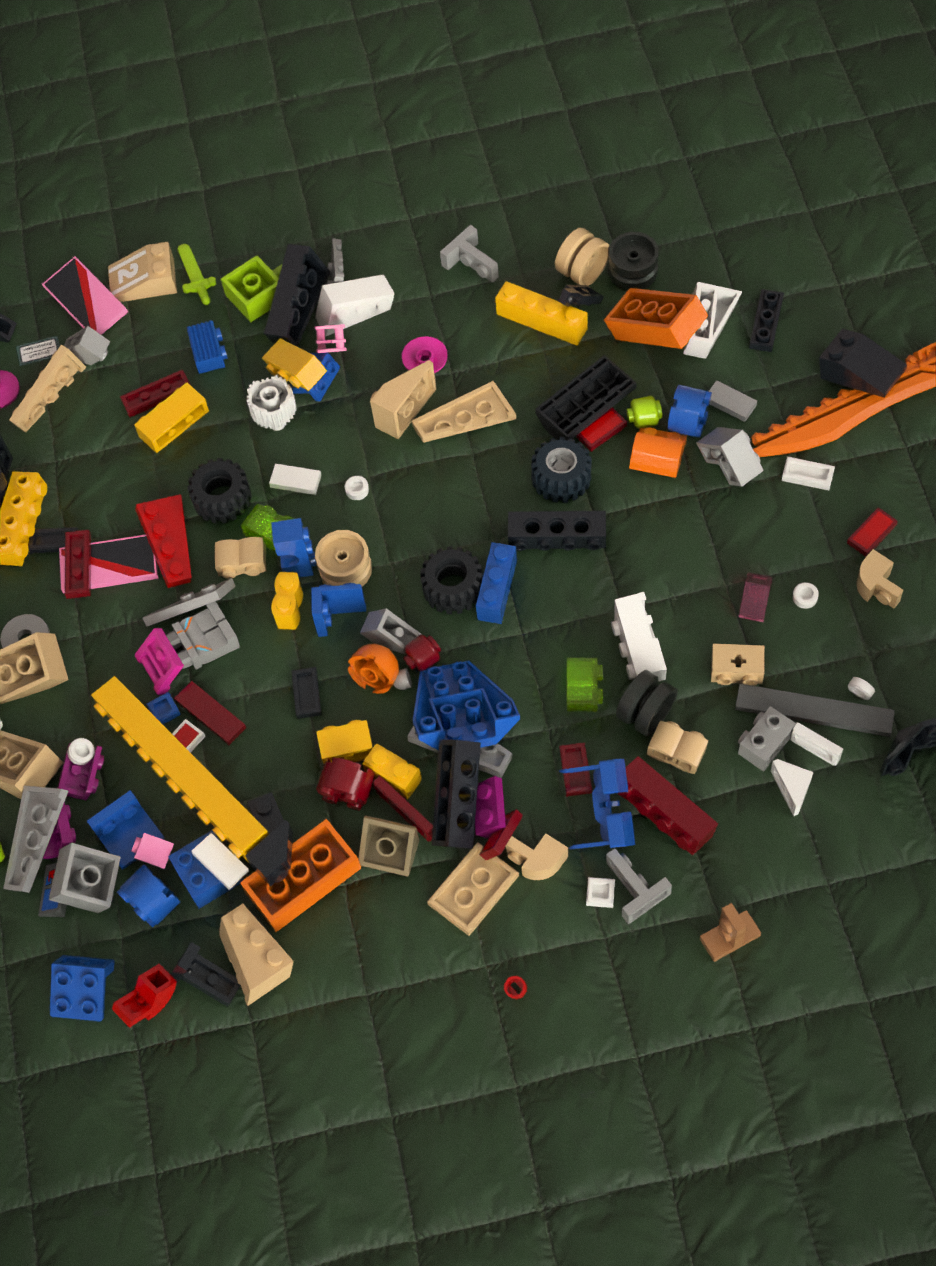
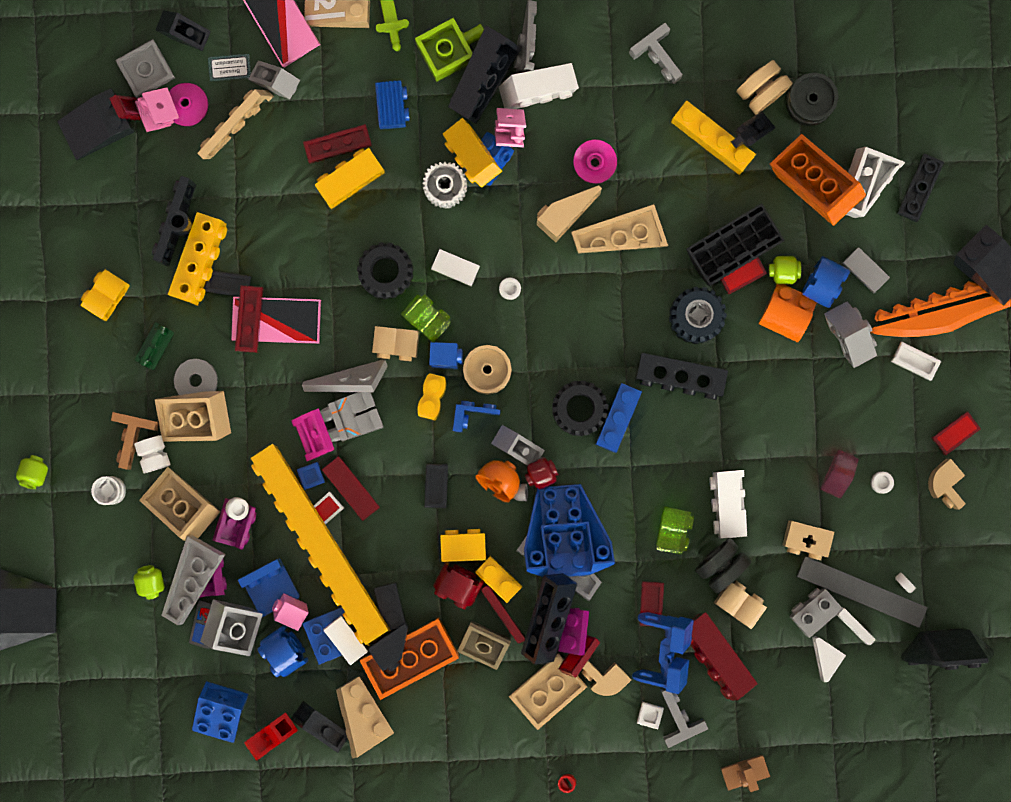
camera: 10 degrees right, 25 degrees up
(167, 537) = (332, 305): red wing -> none

